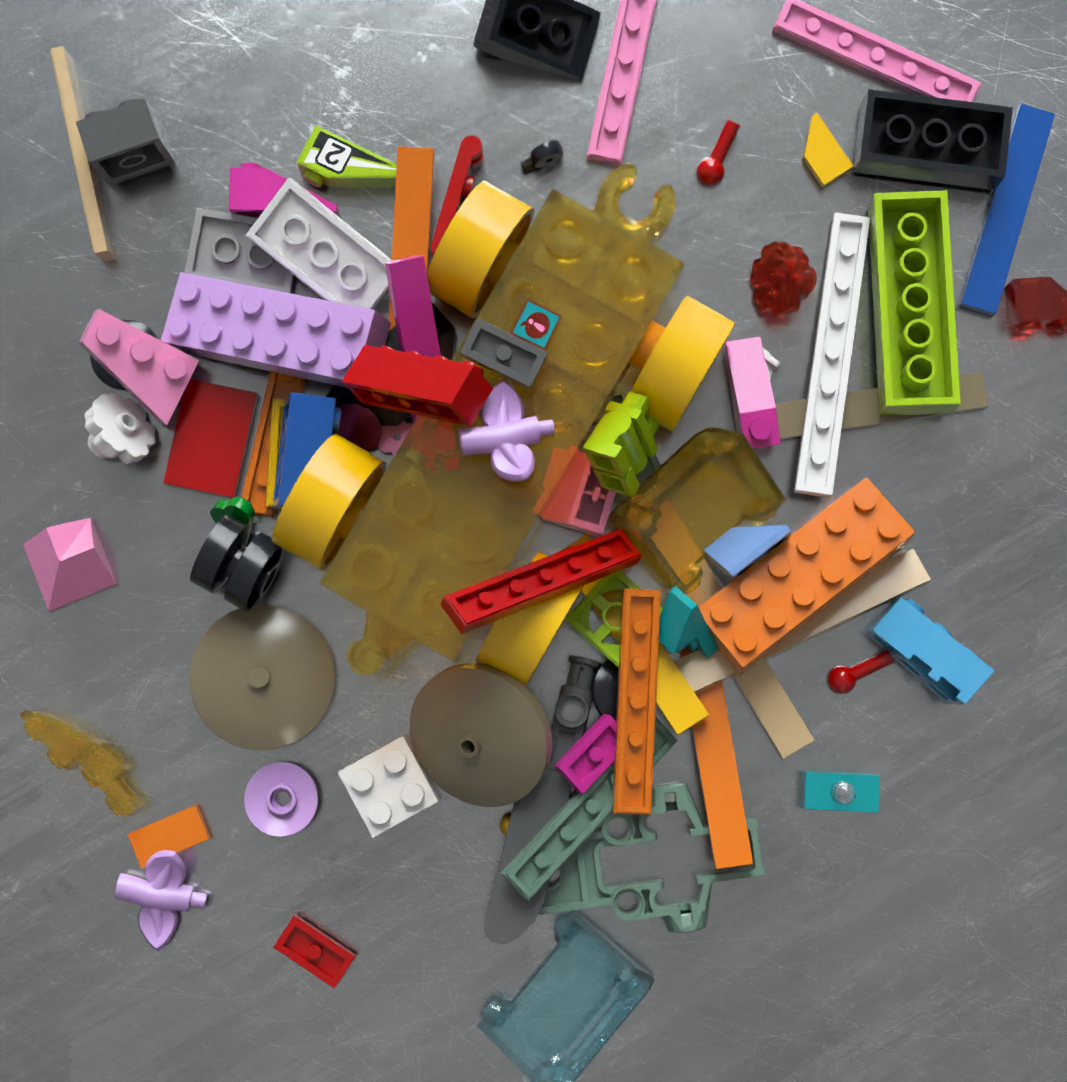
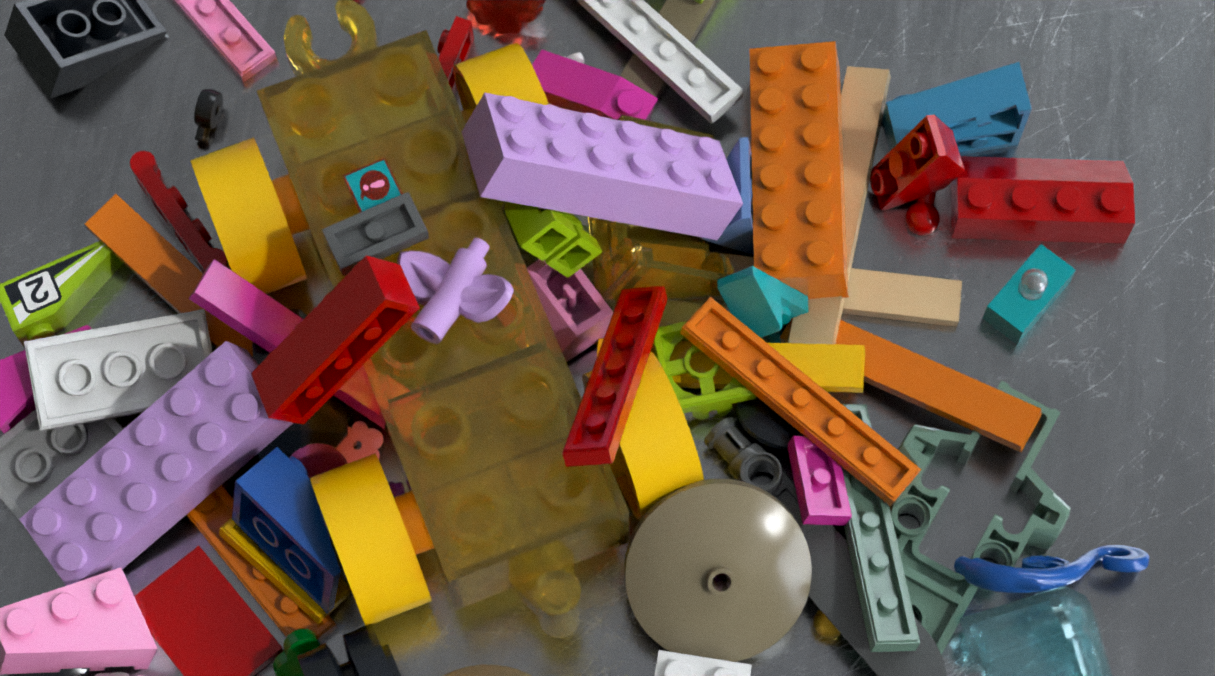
camera: 55 degrees left, 15 degrees down
(652, 957) = (1048, 572): none -> blue plant
(680, 454) = (600, 167): none -> lavender brick
(715, 278) = (455, 46): none -> red plate
(868, 653) = (917, 165): none -> red slope
(918, 749) = (1042, 200): none -> red slope

